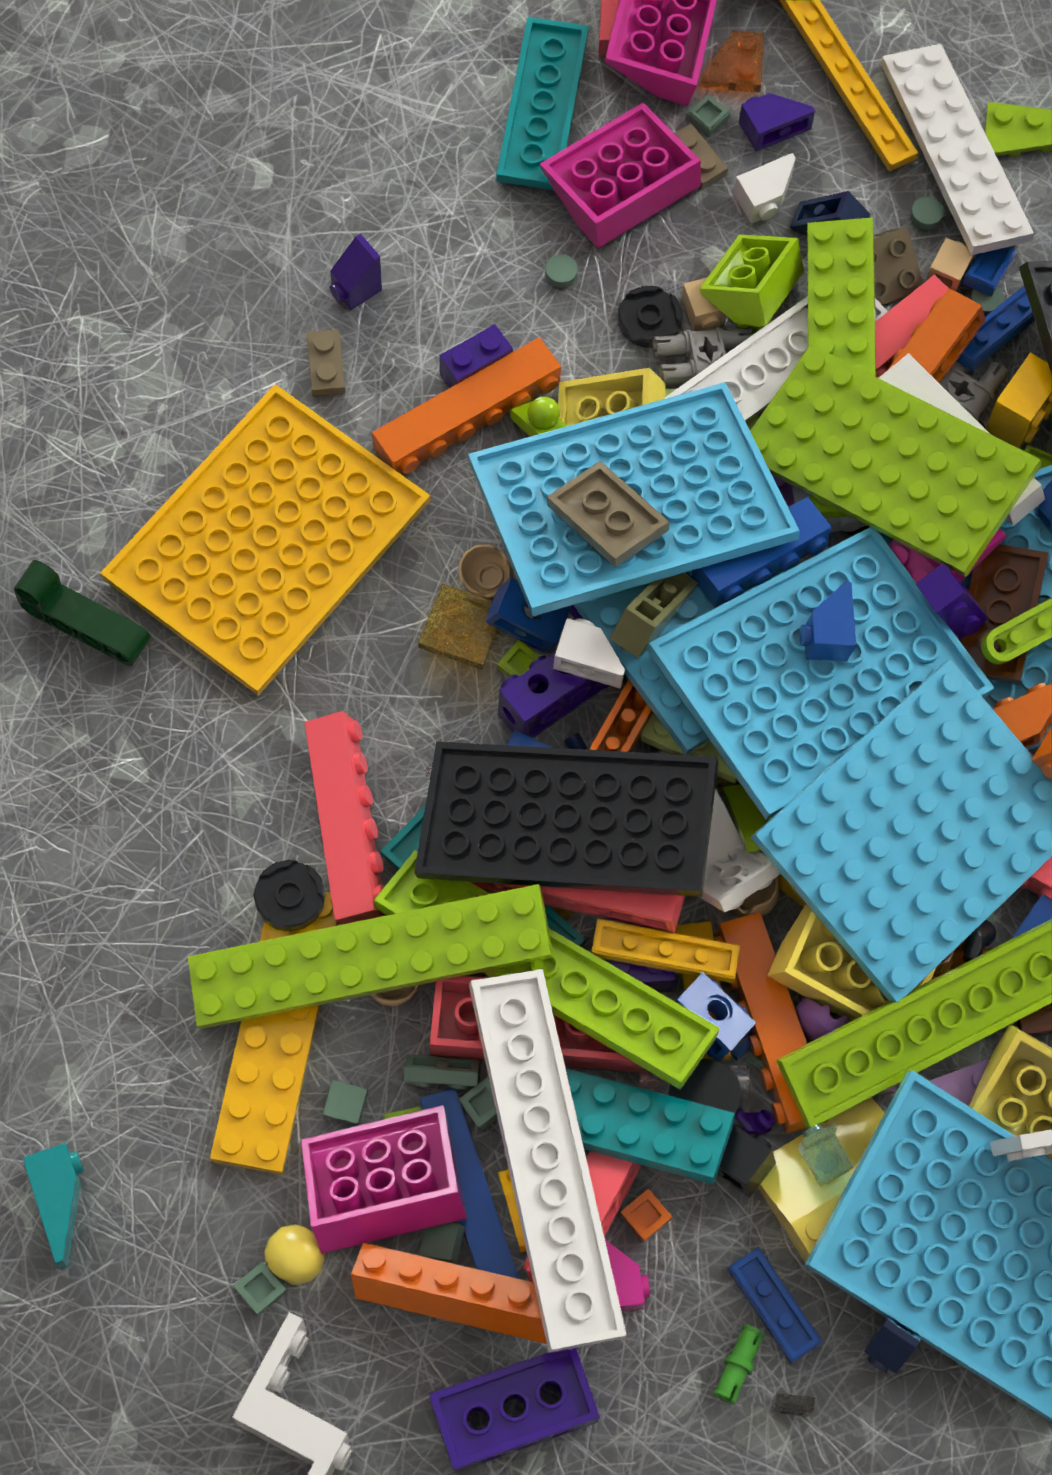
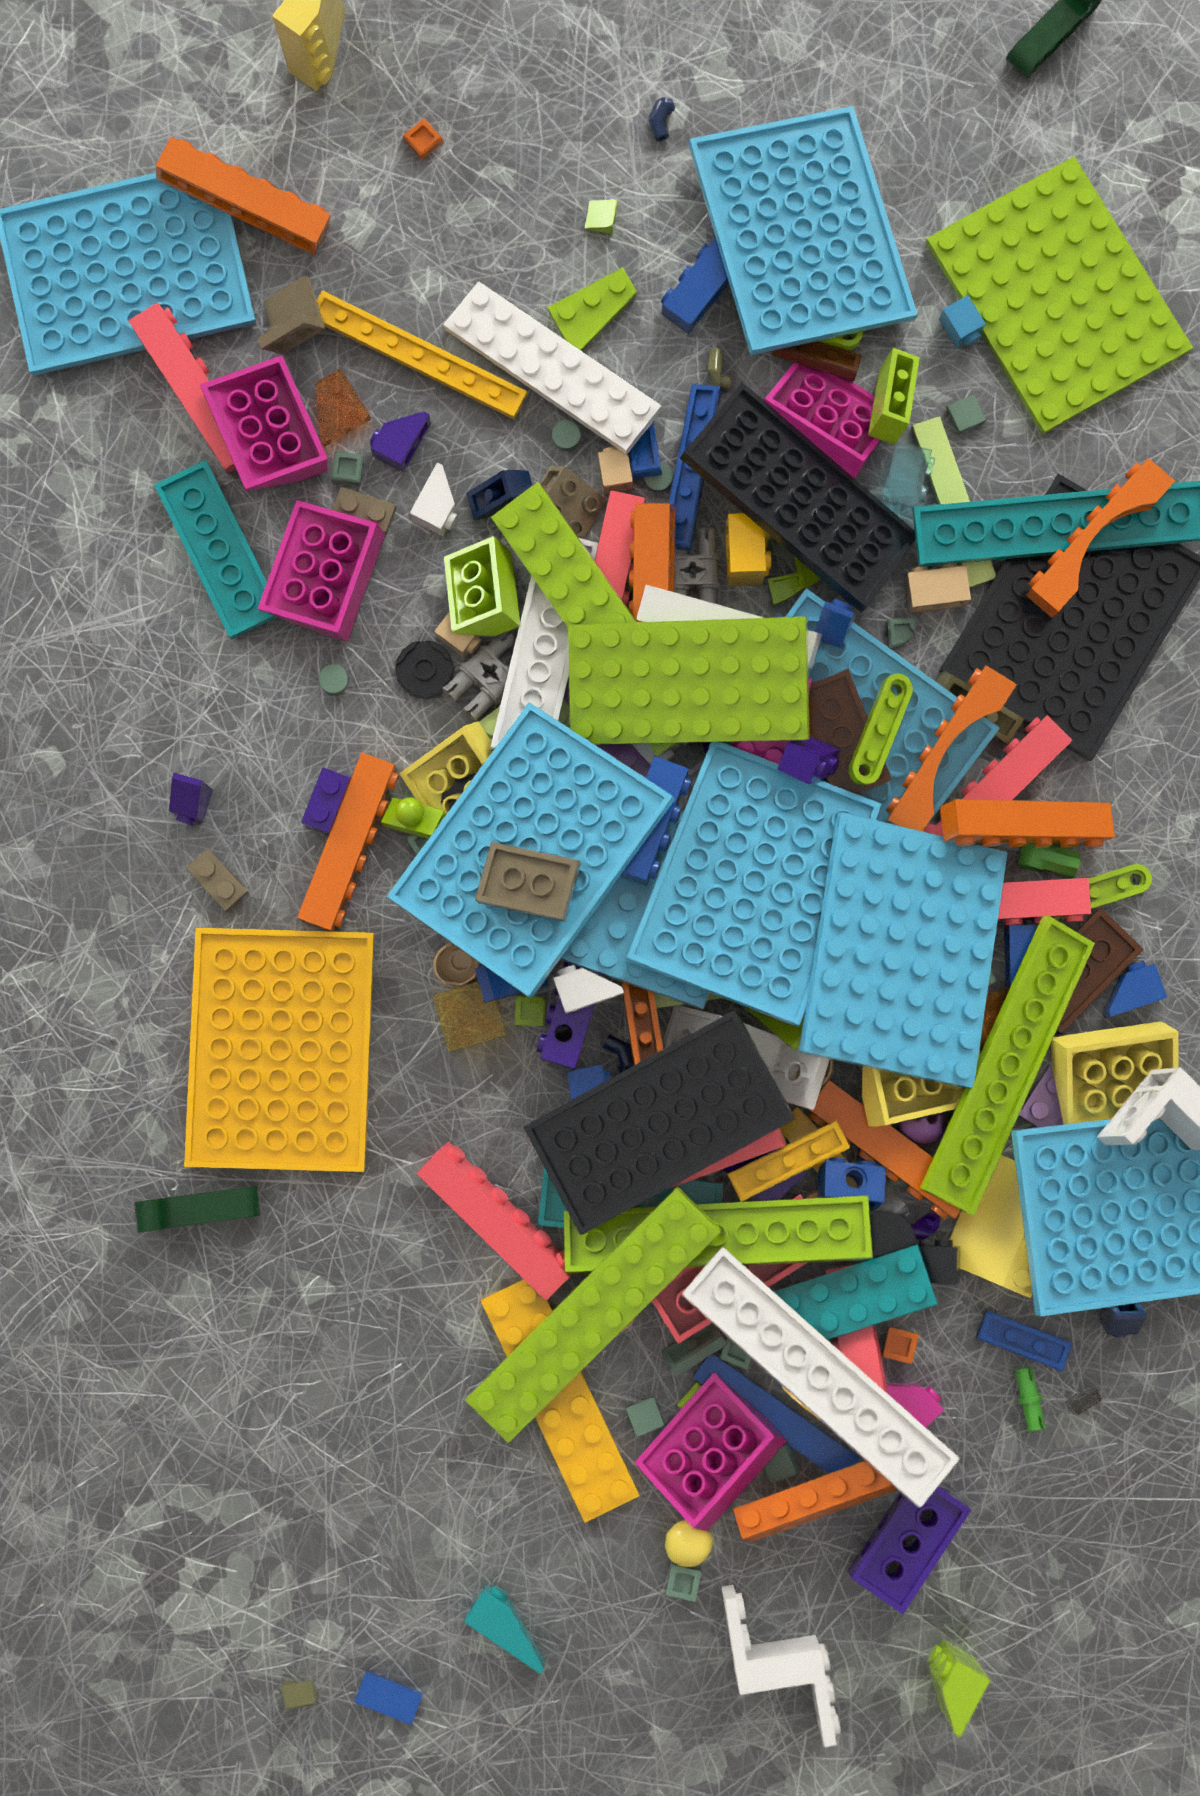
camera: 30 degrees left, 15 degrees up
(289, 895) = (501, 1305): black tile -> none
(652, 612) = (610, 931): olive slope -> none
(824, 1153) = (993, 1224): clear light blue bracket -> none
(831, 627) = (743, 849): blue slope -> none
(978, 939) = (992, 1002): black arm -> none

